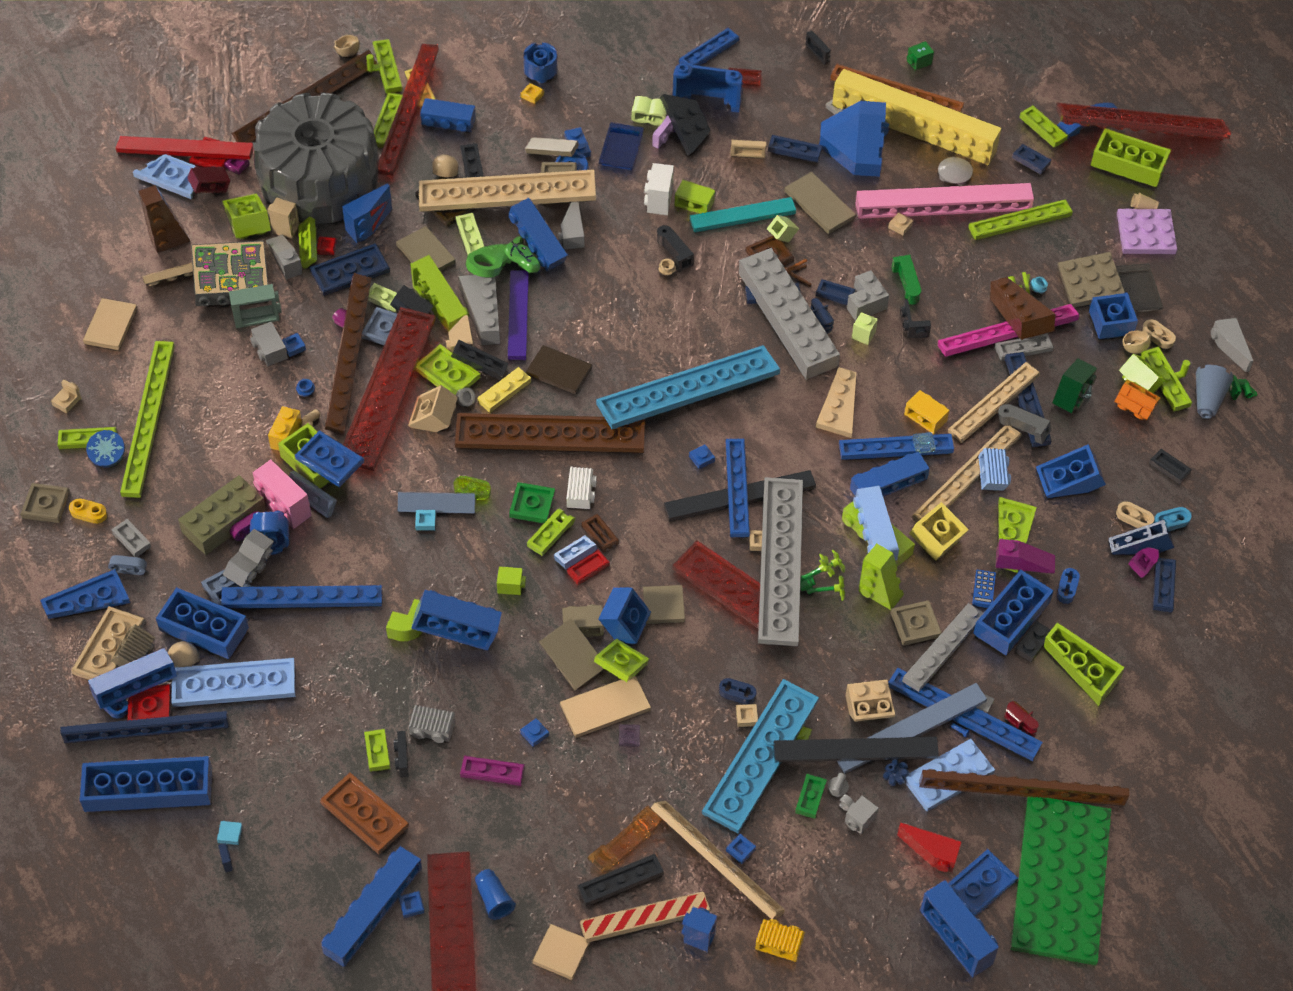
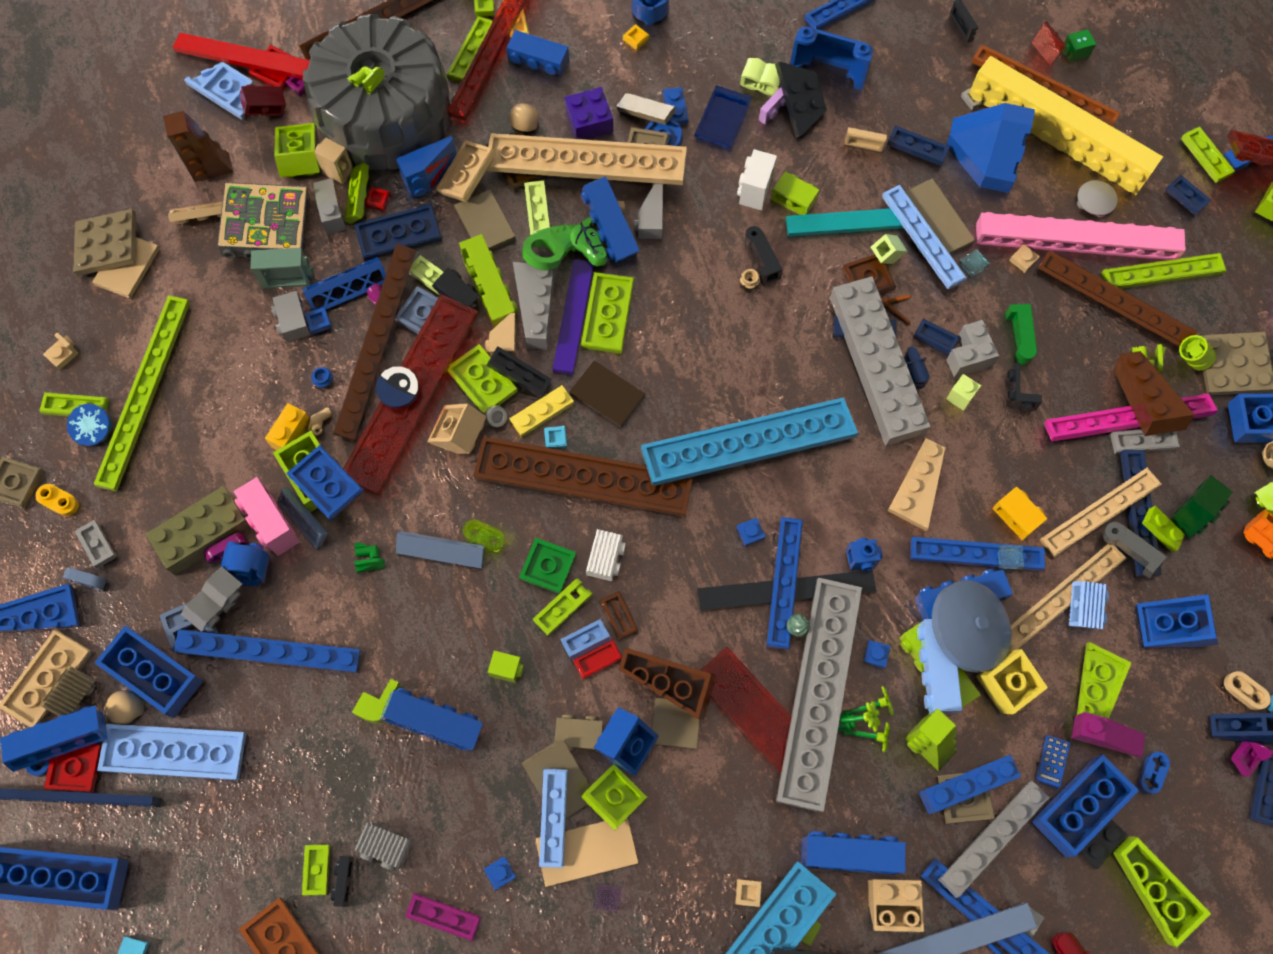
camera: 10 degrees right, 15 degrees up
(88, 307) = (105, 242): none -> dark tan plate
(306, 310) = (341, 278): none -> blue fence
(317, 140) = (368, 77): none -> lime piece
(375, 518) = (373, 563): none -> green piece
(376, 382) = (397, 387): none -> tile
(402, 213) = (466, 171): none -> tan tile
(425, 519) = (424, 570): medium azure plate -> none
(471, 160) = (554, 115): black plate -> none
(503, 156) = (589, 114): none -> dark purple brick
(520, 407) = (555, 437): none -> medium azure tile
(547, 308) = (607, 313): none -> lime tile
(573, 679) = (553, 818): none -> light blue tile
(653, 566) = (678, 683): none -> reddish brown wedge
(737, 691) = (745, 850): dark blue beam -> none
(749, 76) = (881, 47): clear red tile -> none
(754, 514) = (798, 625): none -> sand green plate
(755, 540) = (795, 655): tan plate -> none
(800, 457) = (863, 554): none -> blue brick
(811, 216) = (924, 237): none -> light blue tile
(824, 532) = (876, 654): none -> blue plate
(828, 670) = (853, 855): none -> blue brick
(858, 232) = (974, 262): none -> clear light blue plate
(893, 56) = (1048, 43): none -> clear red piece
(897, 490) = (971, 626): none -> sand blue dish
(915, 606) = (969, 784): none -> blue brick
(983, 243) = (1116, 298): none -> reddish brown plate
(1039, 285) = (1174, 362): medium azure plate -> none
(1048, 407) = (1163, 528): none -> lime plate
(1055, 273) = (1197, 352): none -> lime wheel

